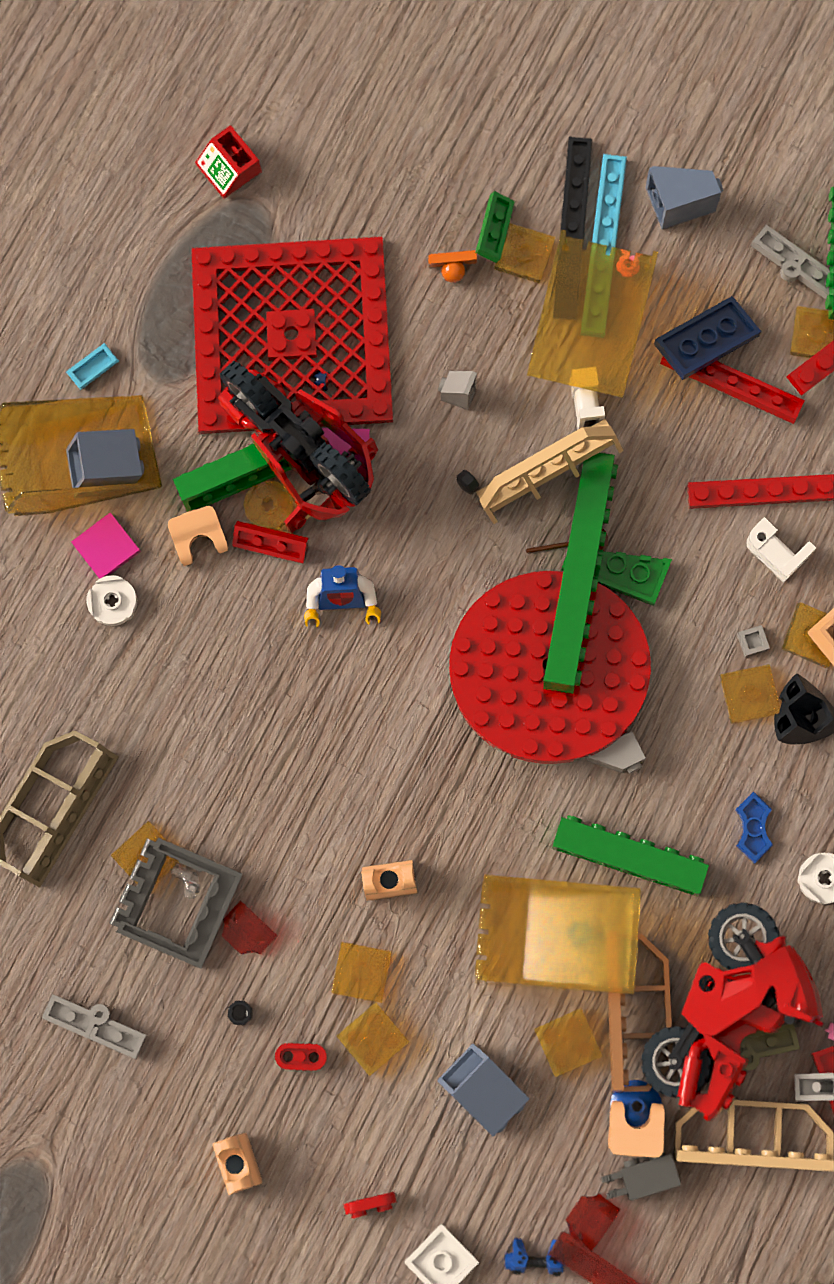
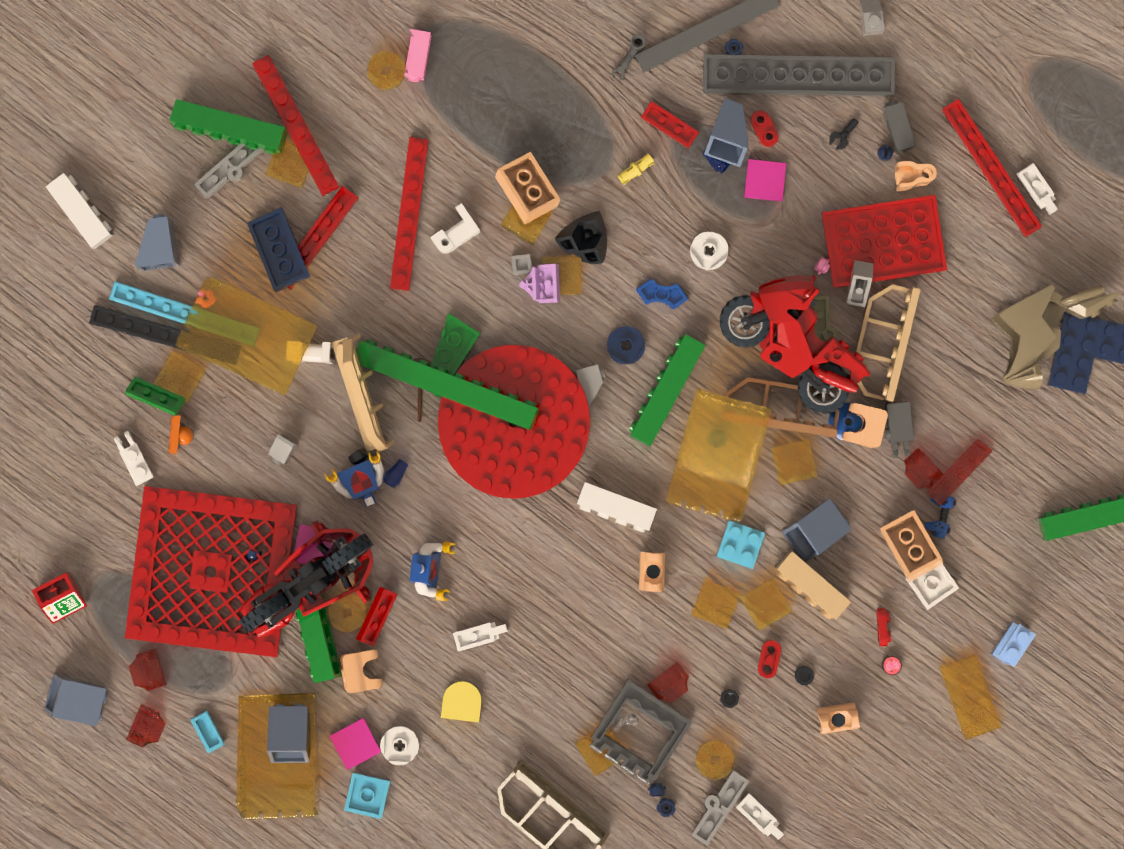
camera: 80 degrees left, 10 degrees up
(42, 572) = (367, 795): none -> medium azure plate
(77, 955) = (666, 812): none -> dark blue plate
(86, 292) = (146, 727): none -> clear red slope
(90, 1082) = (759, 816): none -> white hinge
(105, 205) = (75, 700): none -> sand blue slope
(105, 938) = (656, 790): none -> dark blue plate
(156, 282) = (147, 671): none -> clear red slope
(157, 993) = (712, 770): none -> clear yellow plate
(178, 668) = (461, 702): none -> light yellow tile
(267, 673) = (478, 635): none -> white hinge
(287, 1108) = (804, 675): none -> black tile
(320, 1226) = (891, 665): none -> tile
(408, 1095) = (810, 583): none -> tan brick
(412, 219) = (134, 460): none -> white hinge
(438, 488) = (359, 480): none -> torso
(445, 991) = (740, 544): none -> medium azure plate
(454, 532) = (395, 474): none -> clear blue cone
(465, 818) = (616, 506): none -> white brick
(486, 1223) = (911, 546): none -> light nougat brick
(689, 786) = (622, 335): none -> dark blue plate
(703, 100) = (79, 211): none -> white brick
(735, 671) = (543, 283): none -> lavender slope

